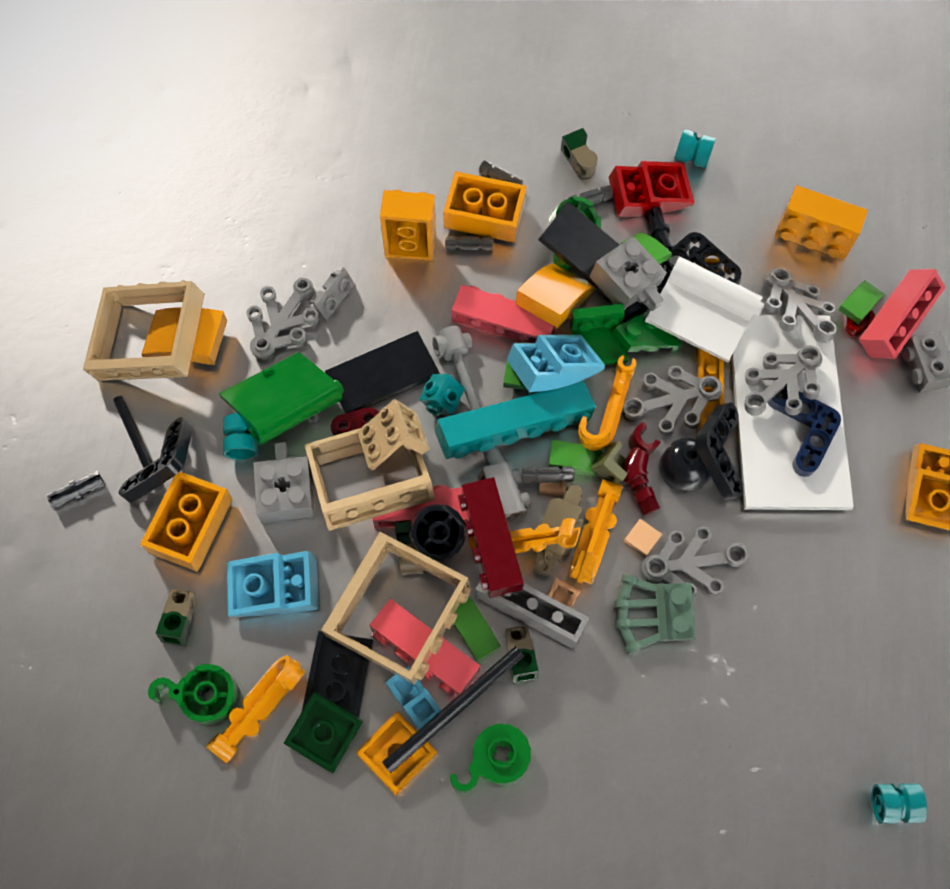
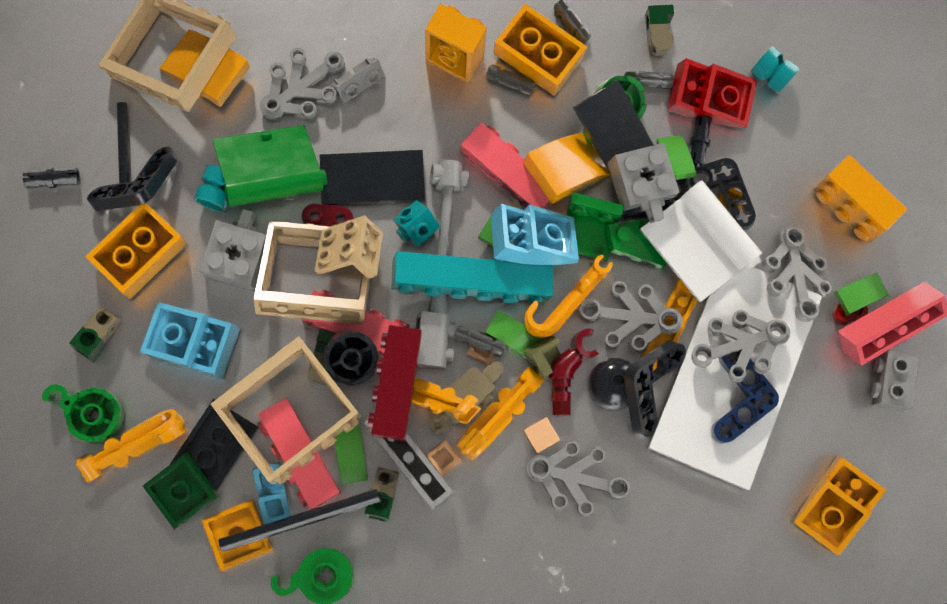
camera: 15 degrees right, 10 degrees up
(674, 612) = (536, 514): sand green plate -> none

